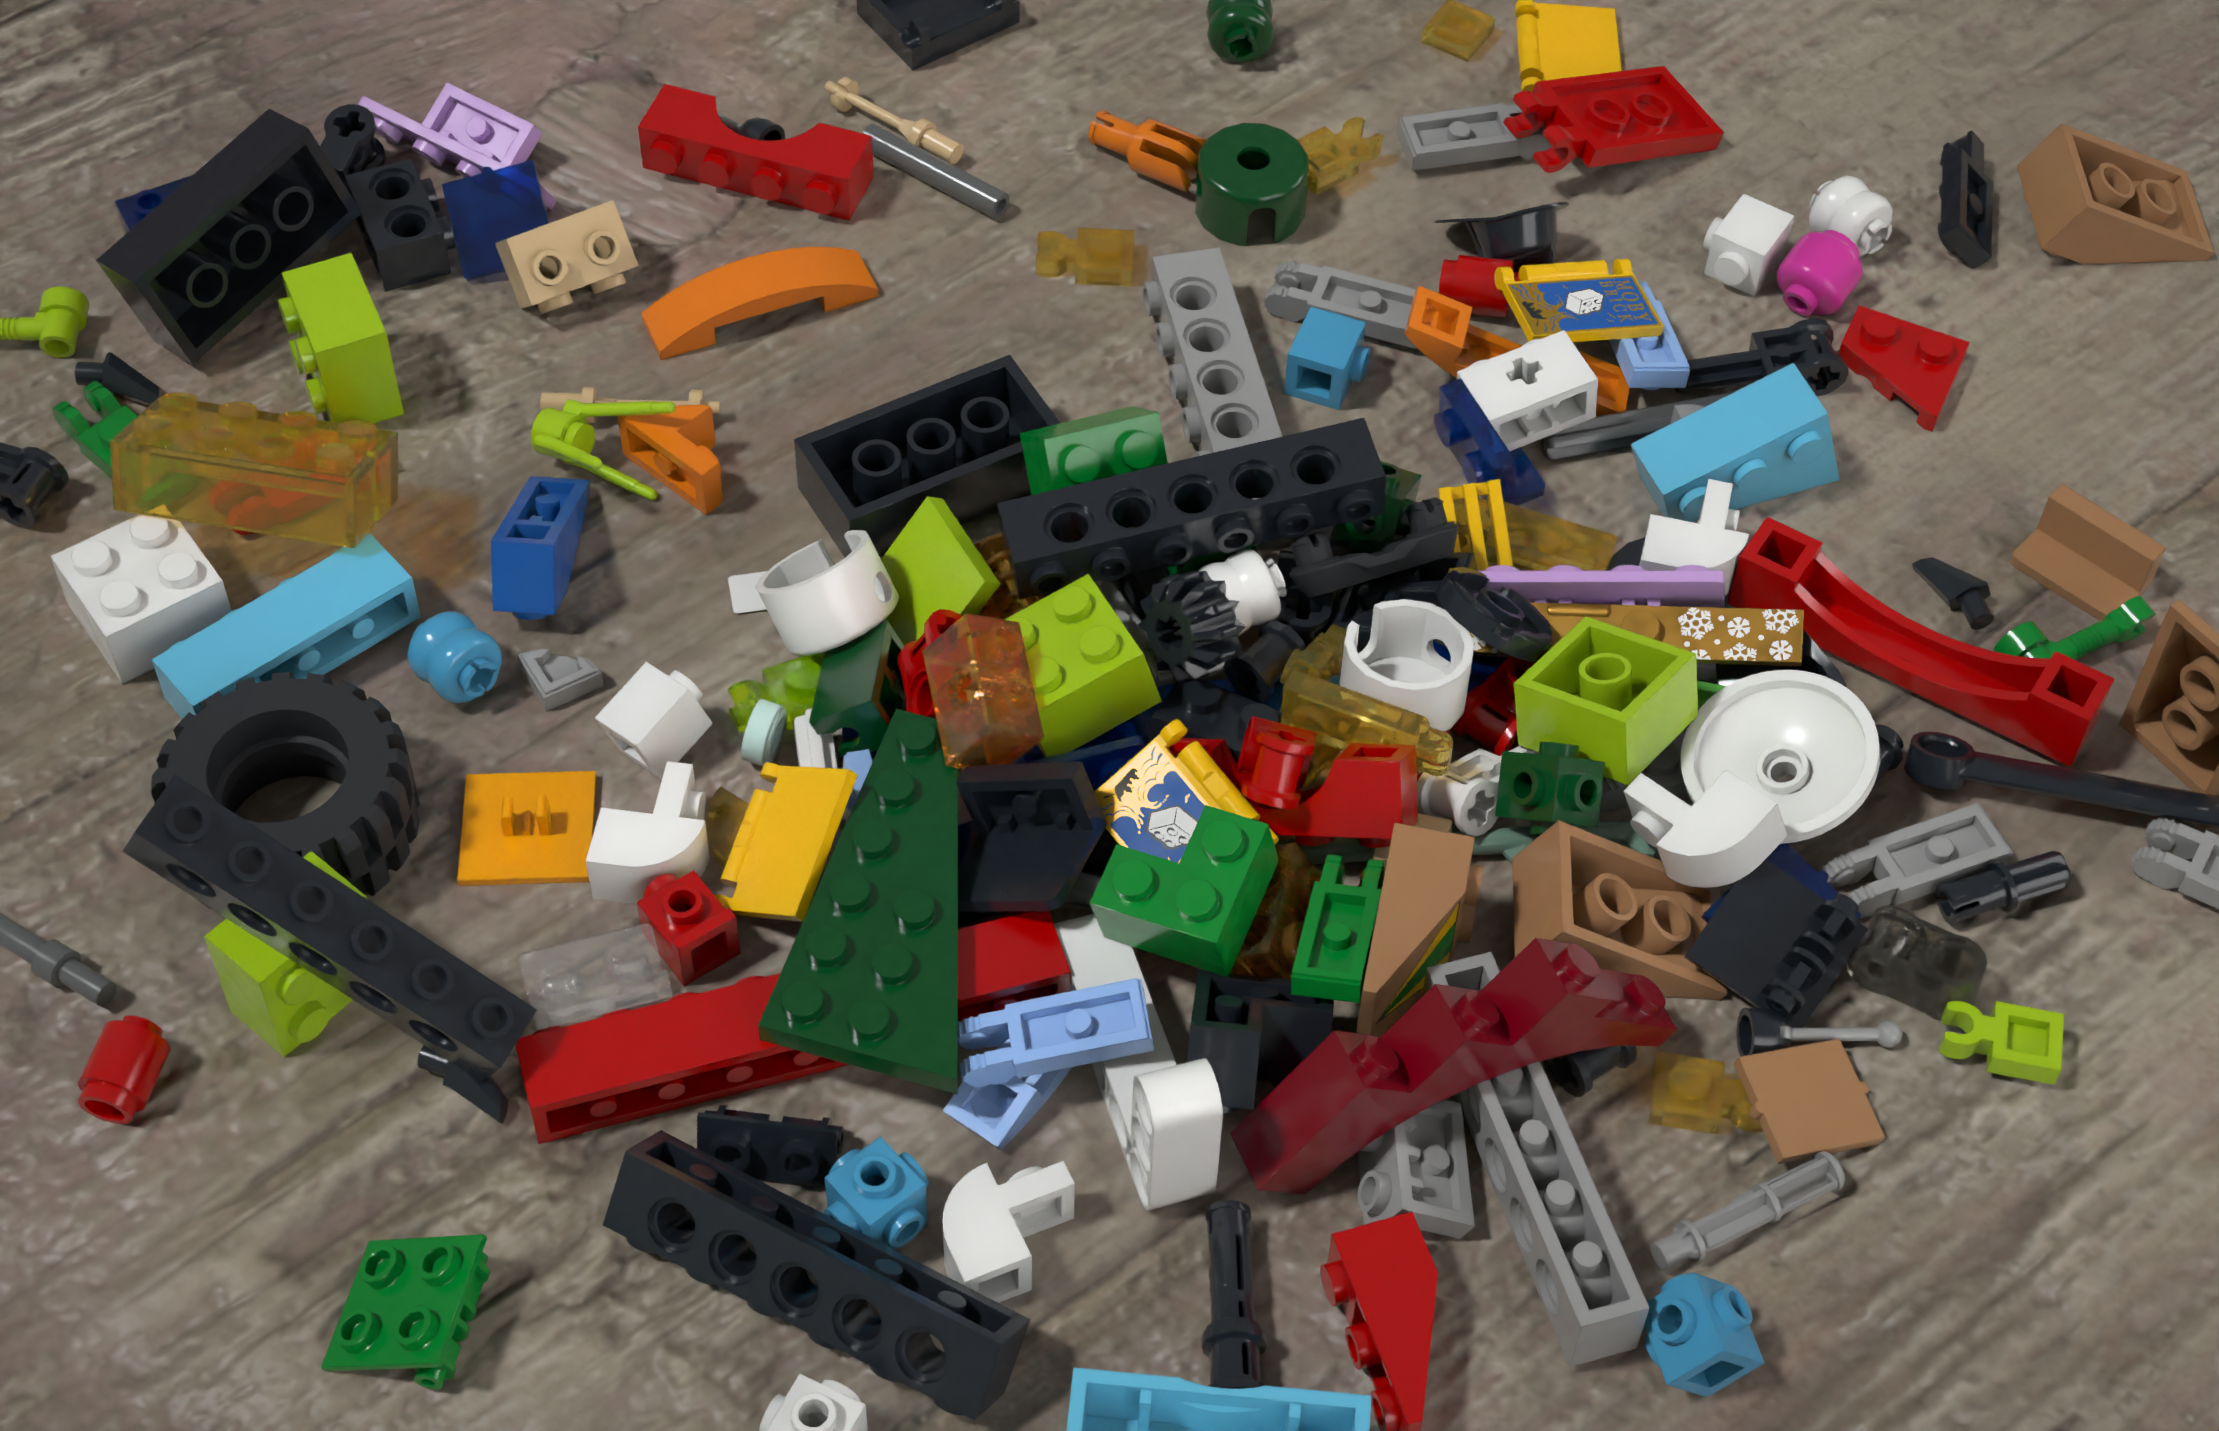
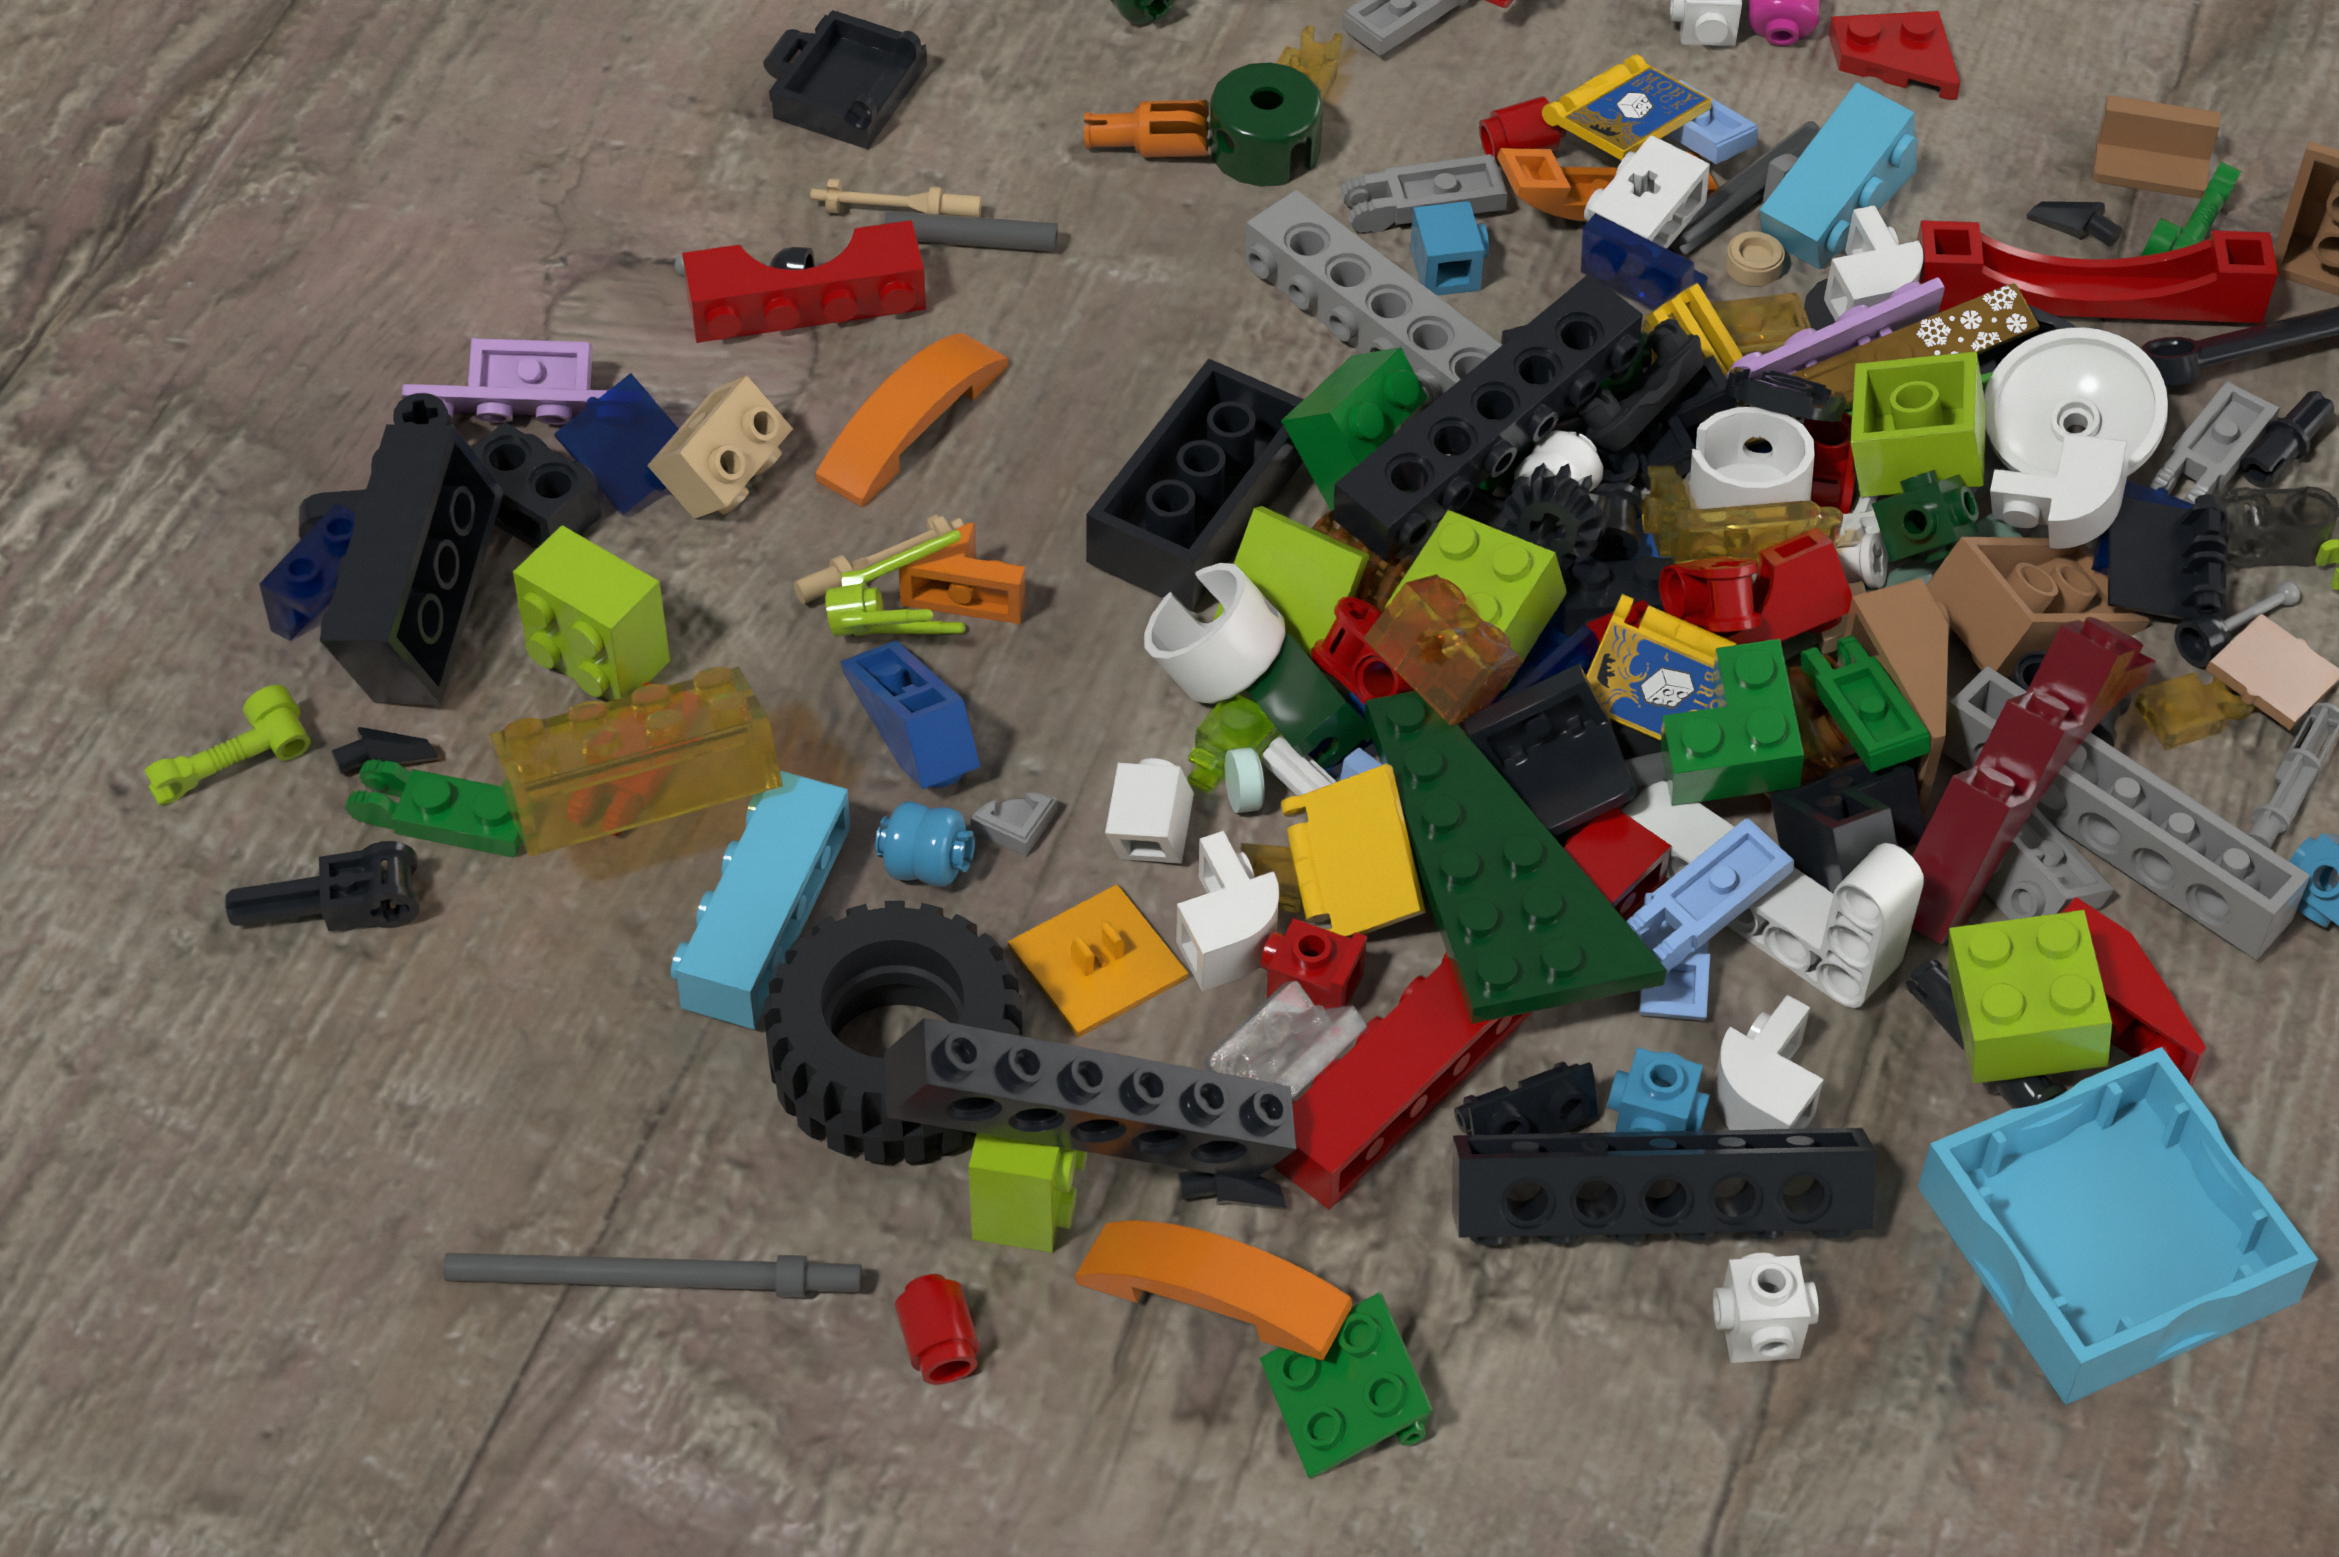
camera: 30 degrees left, 0 degrees up
(140, 590) = (592, 924): white brick -> none
(367, 1159) = (1217, 1275): none -> orange slope
(744, 594) = (1120, 669): white sticker -> none
(1095, 256) = (1172, 244): clear yellow plate -> none
(1269, 1279) = (2029, 997): none -> lime brick
(1519, 236) = (1519, 76): black piece -> none
(1612, 490) = (1754, 258): none -> tan tile
(1771, 352) = (1806, 90): black connector -> none

